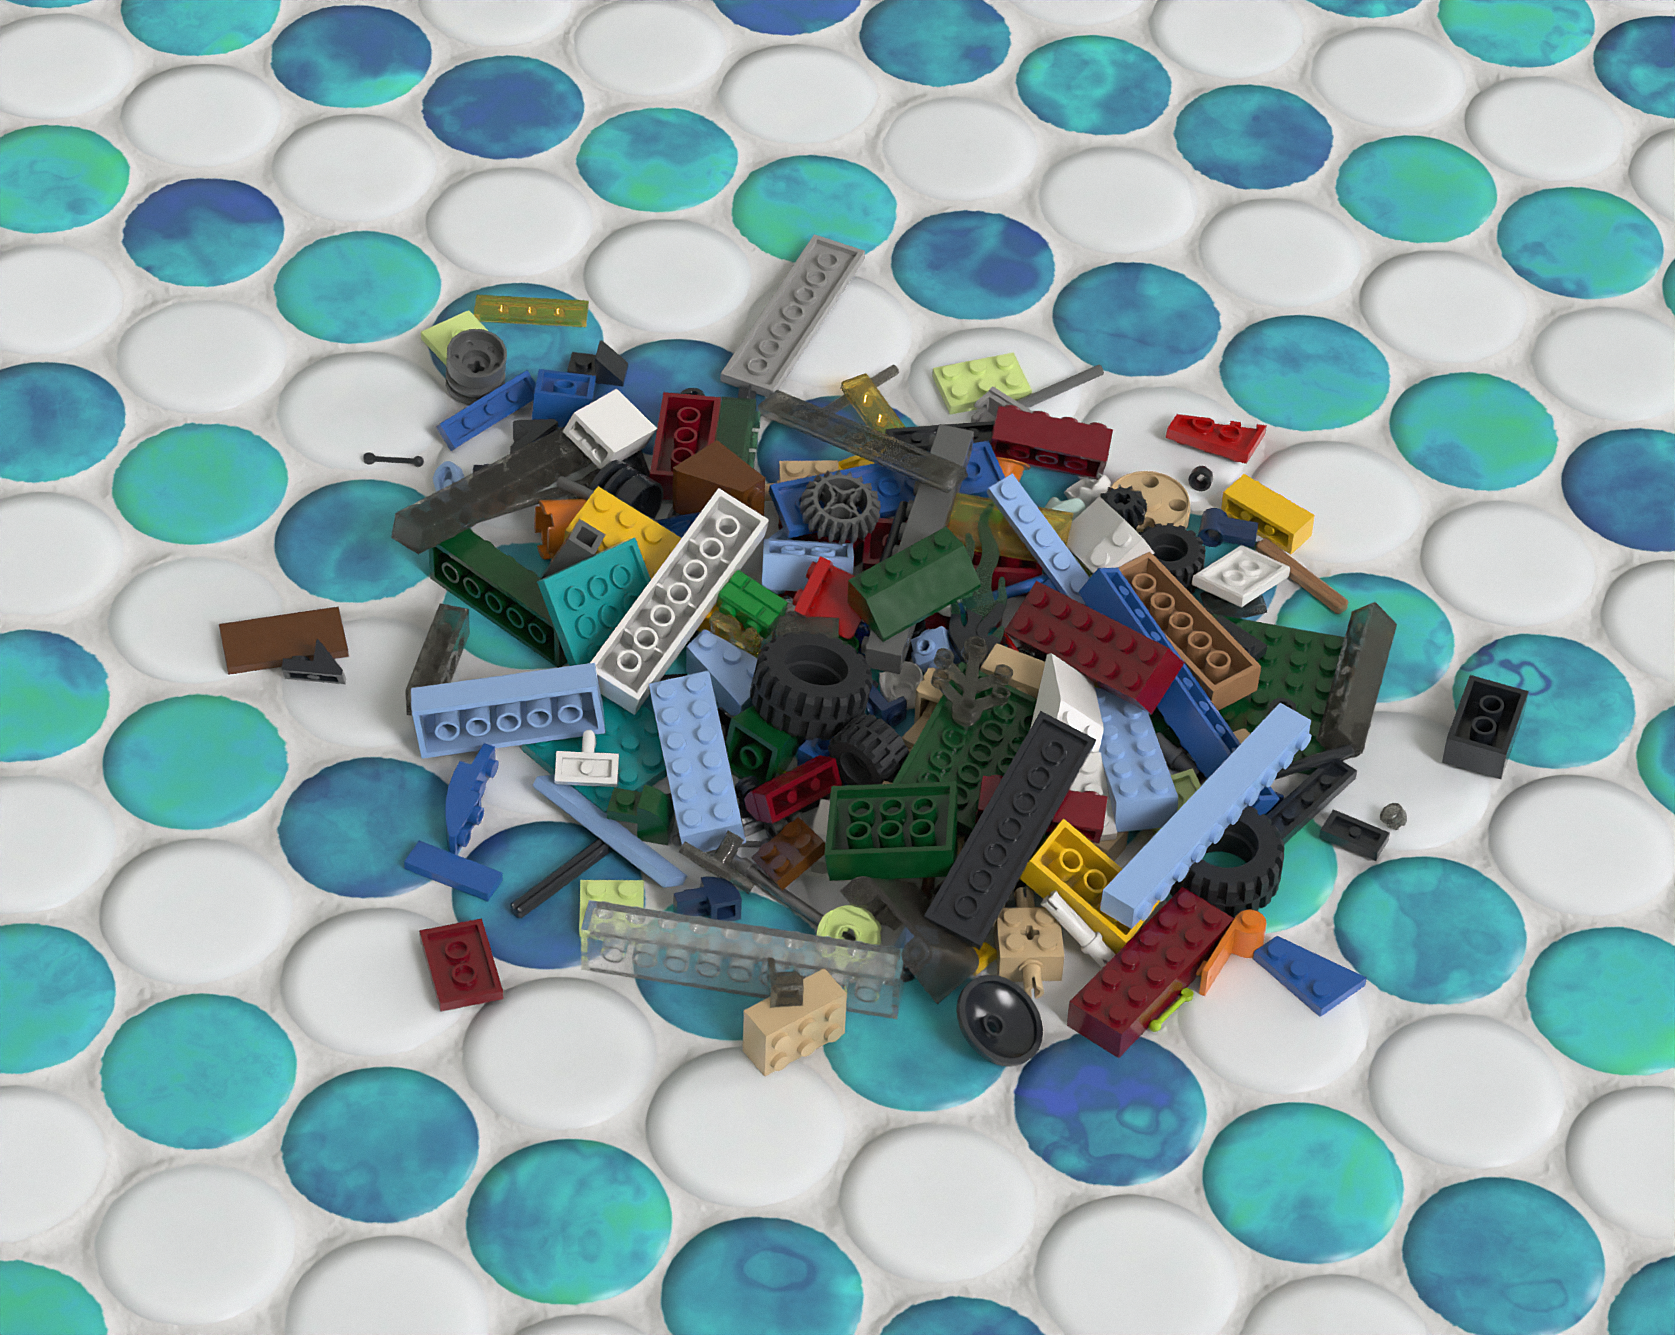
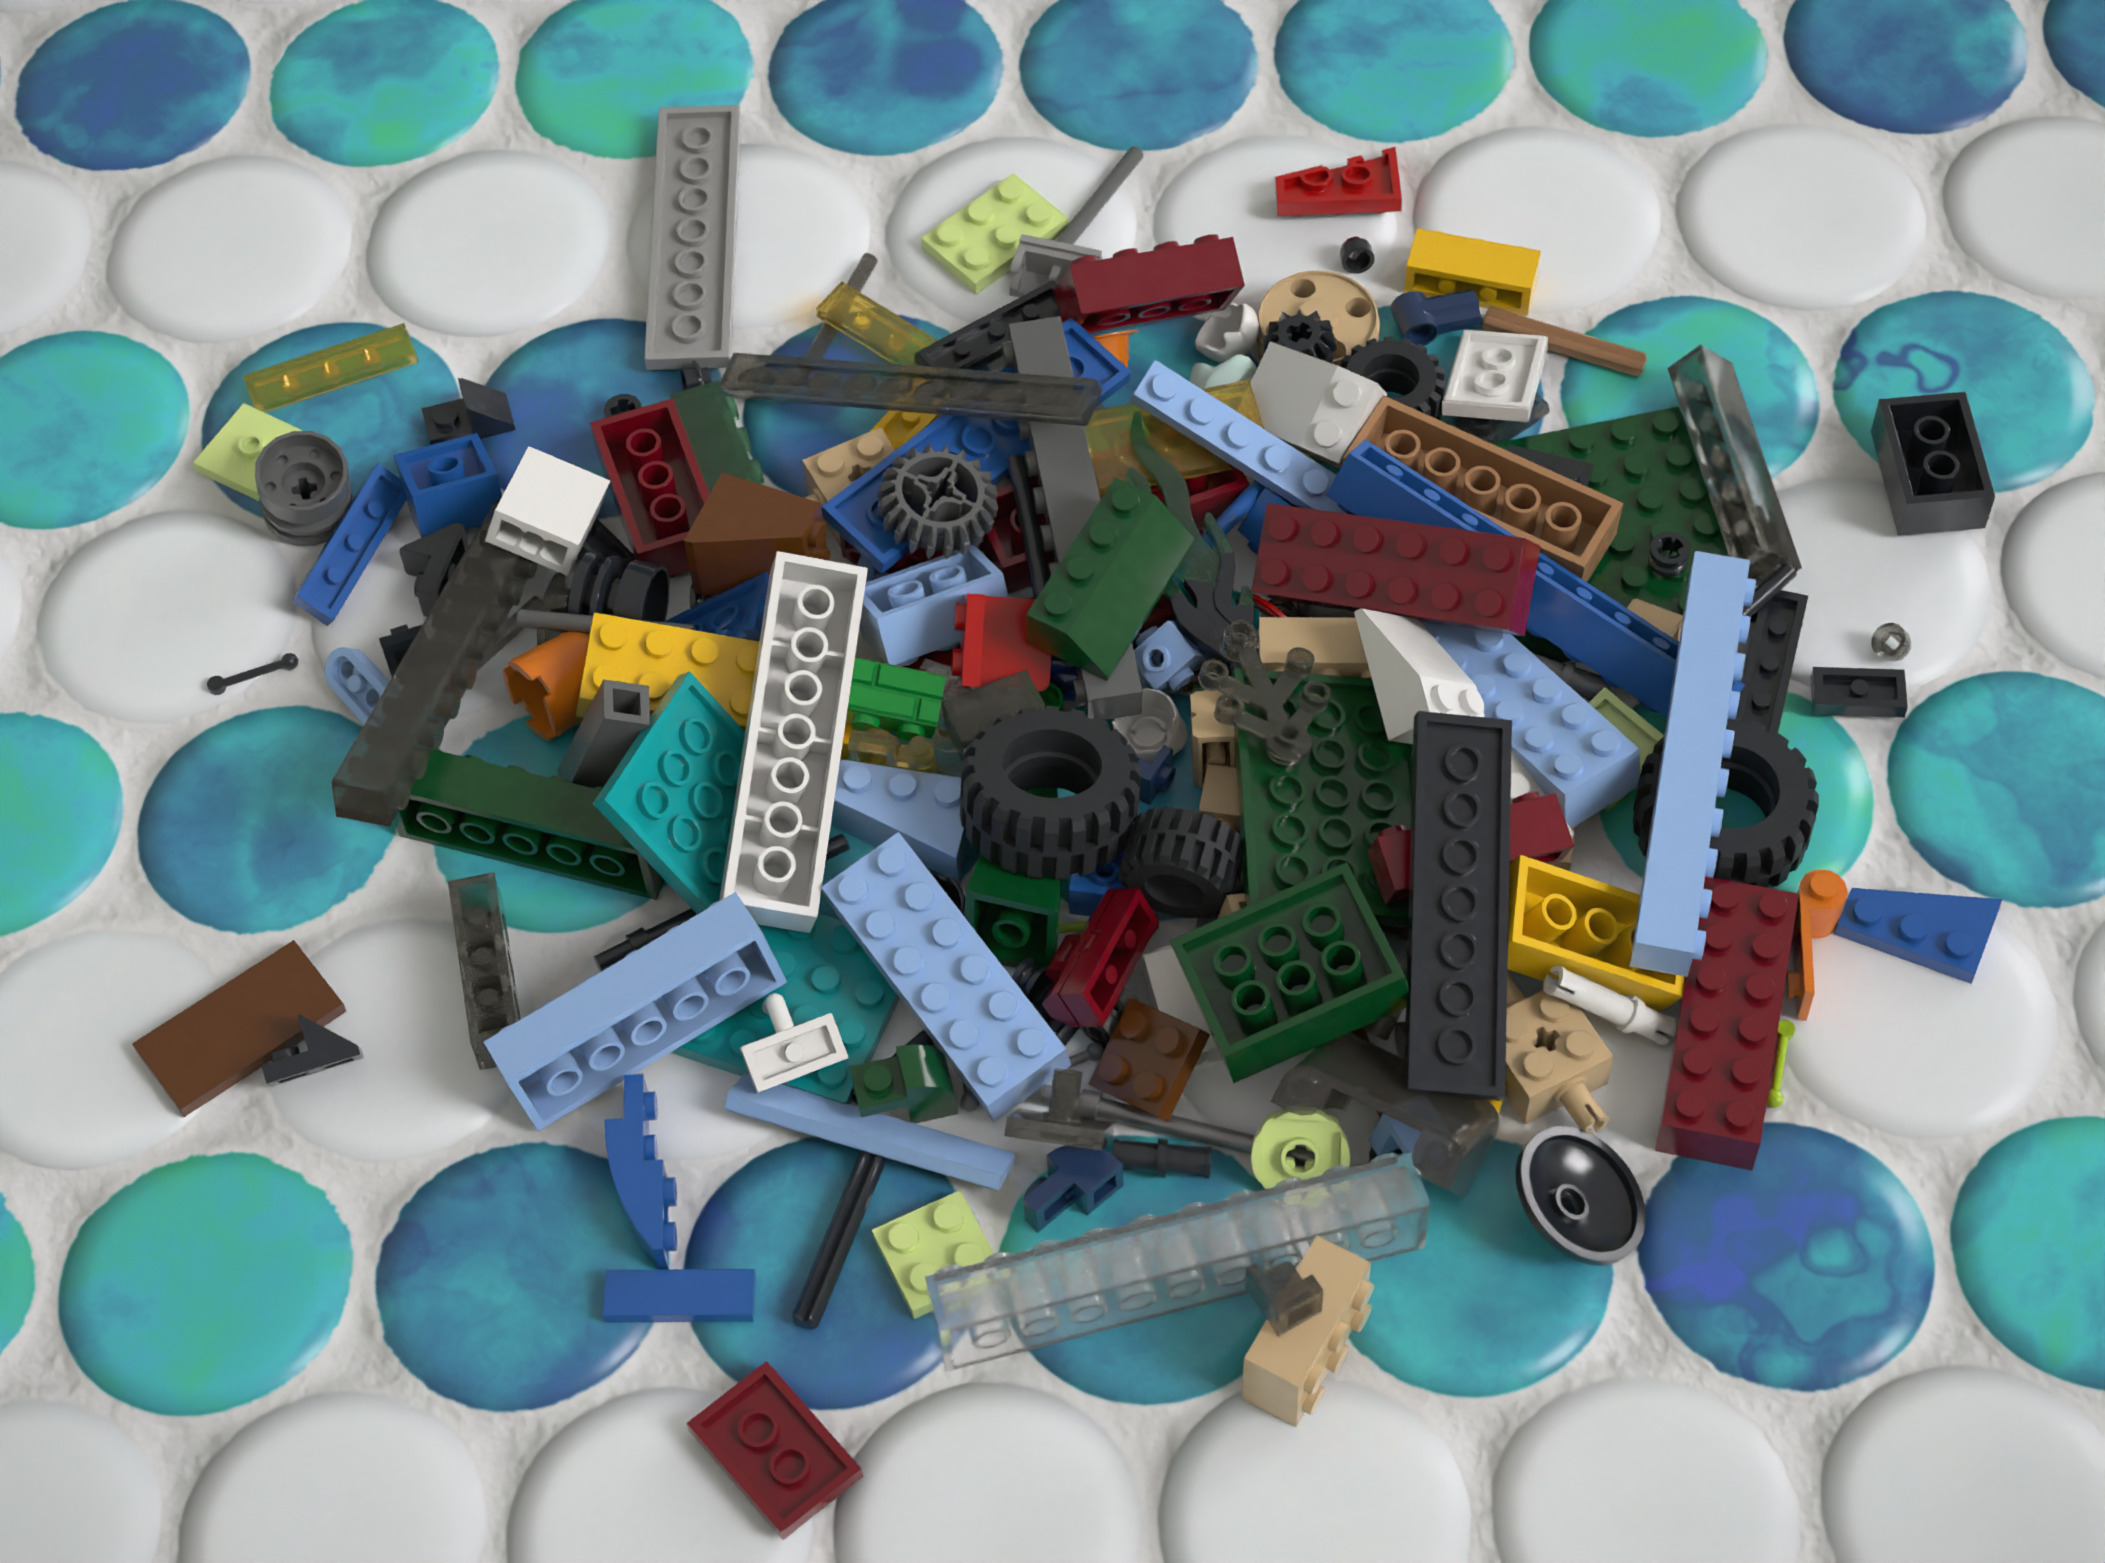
camera: 20 degrees left, 10 degrees up
(770, 910) = (1163, 1158): none -> black pin

